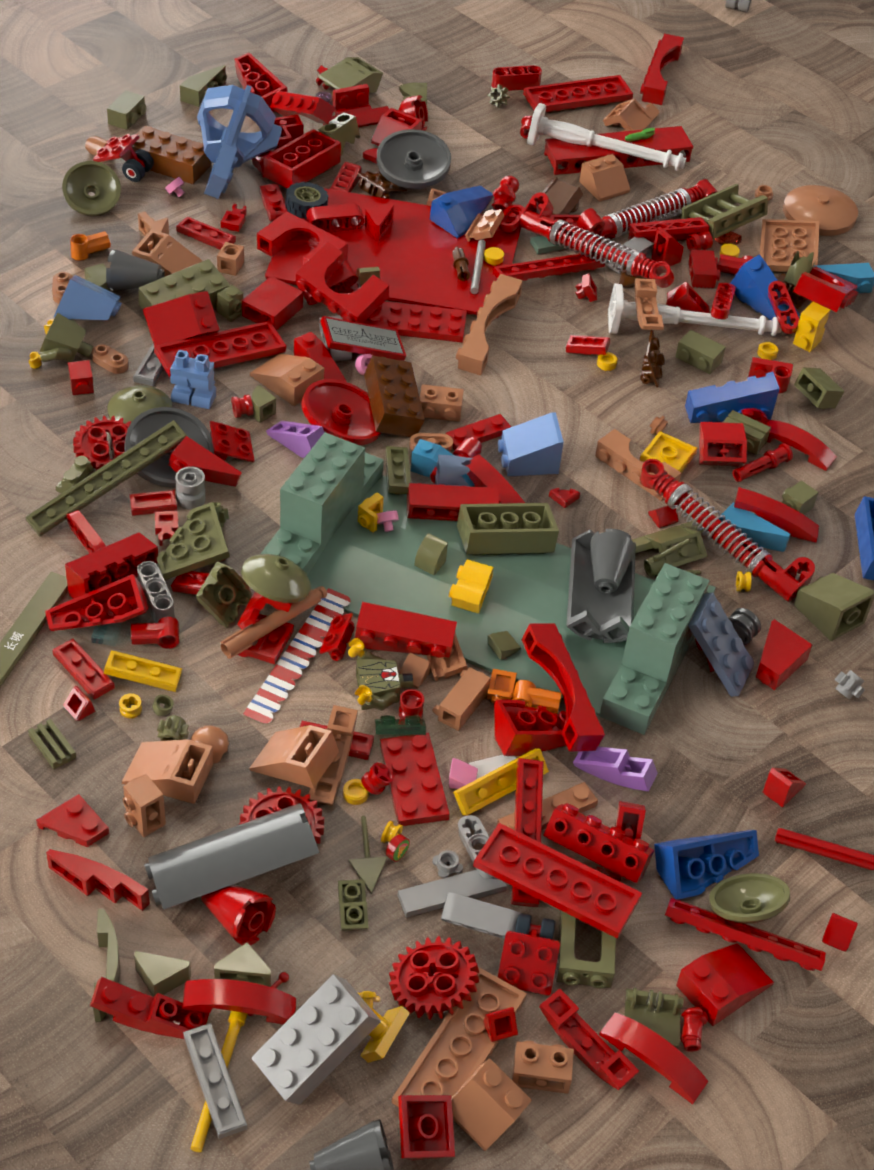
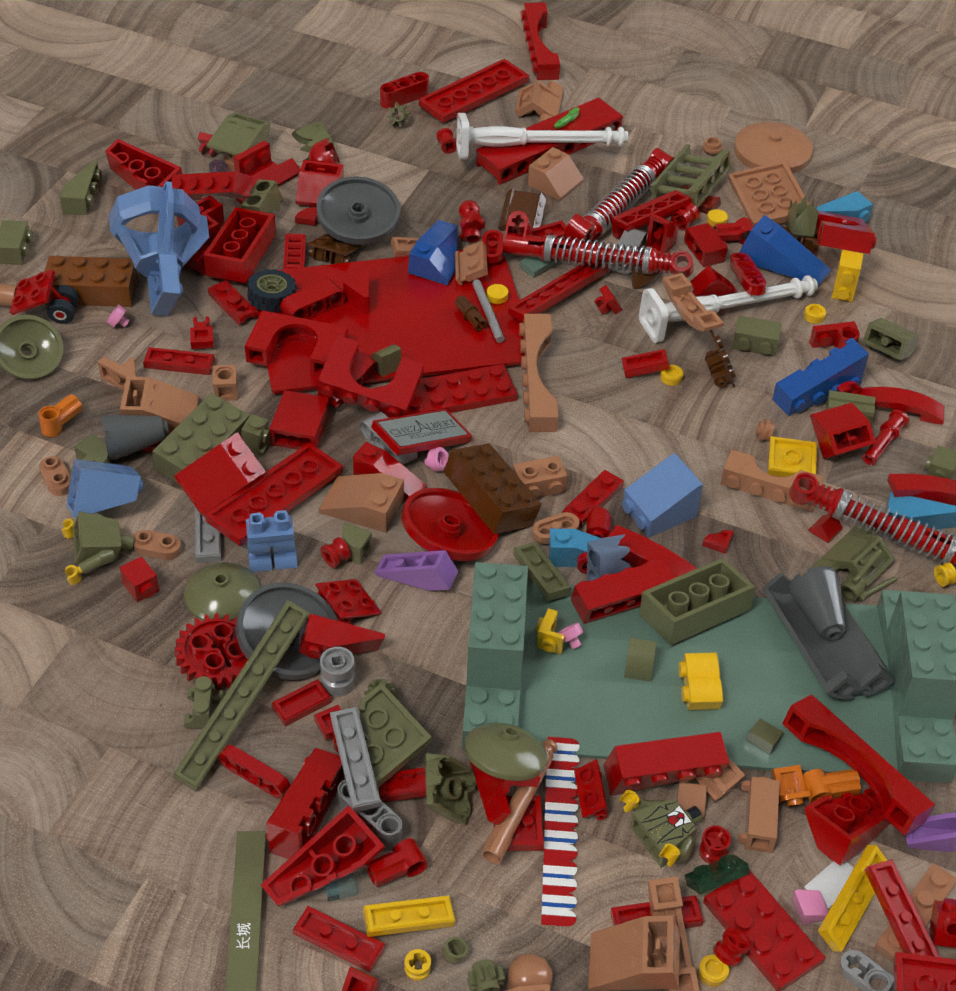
camera: 20 degrees left, 0 degrees up
(162, 548) = (355, 759): none -> light grey tile
(784, 299) = (810, 253): red beam -> none

